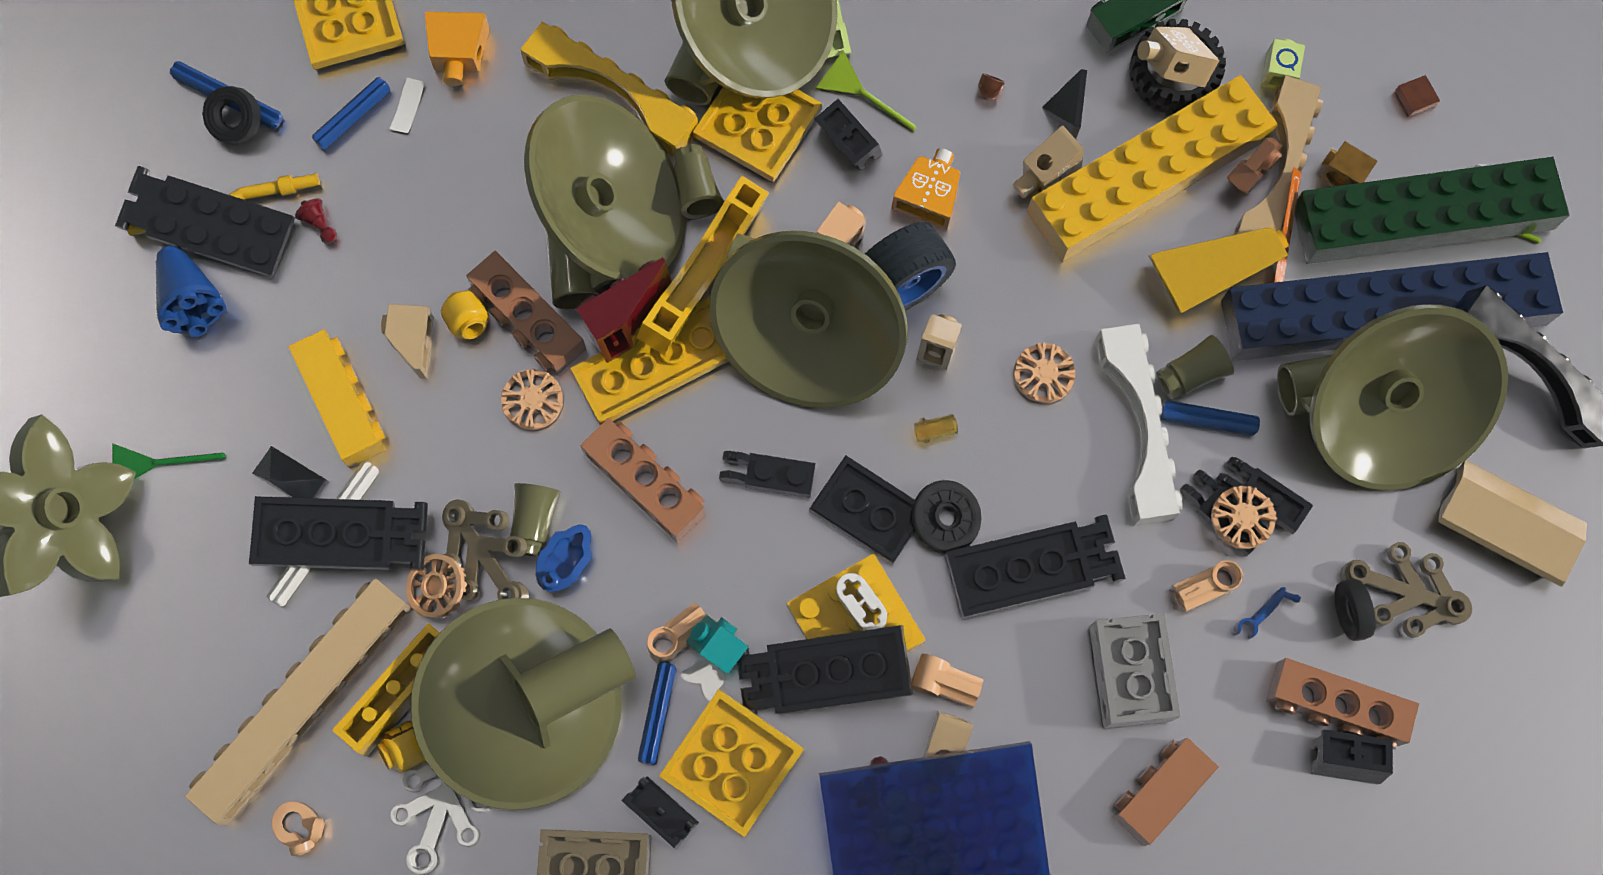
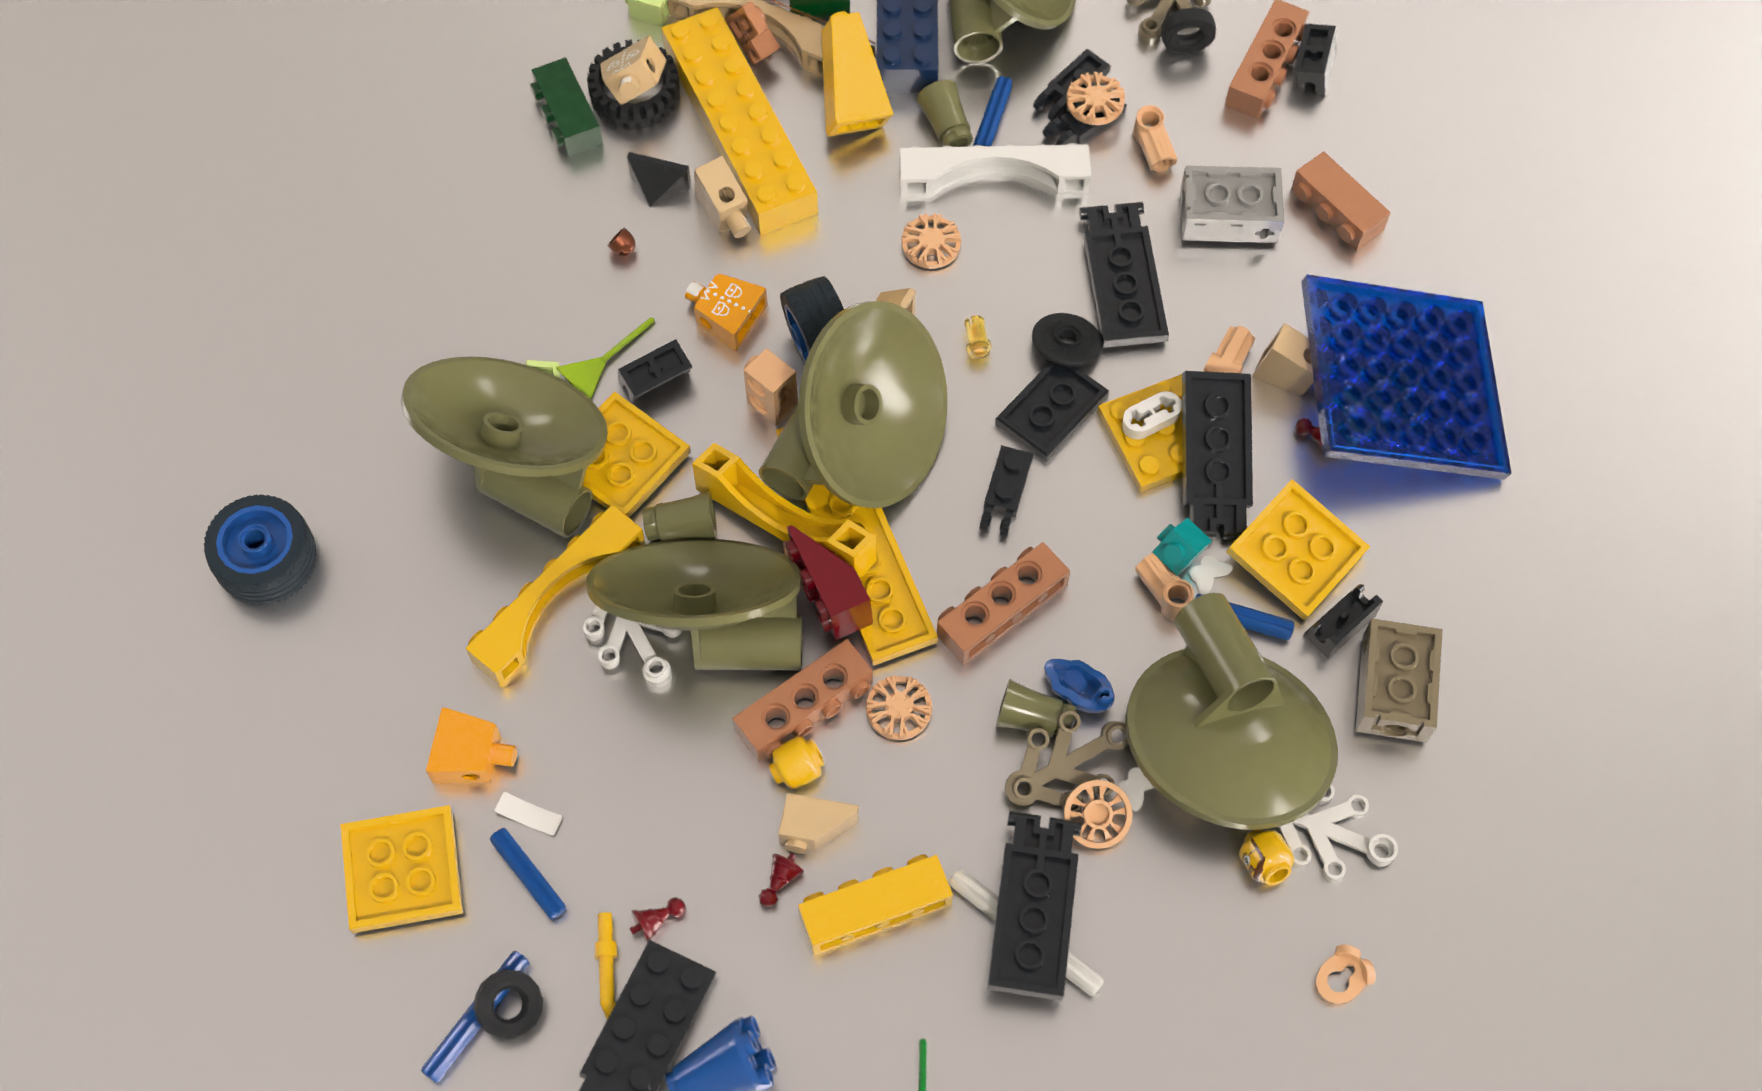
camera: 80 degrees left, 10 degrees down
(288, 475) = (955, 968): black slope -> none
(298, 702) = (1213, 963): tan brick -> none
(365, 318) = (782, 873): none -> dark red piece
(386, 699) = (1211, 859): yellow brick -> none
(1265, 611) = (1192, 116): blue piece -> none

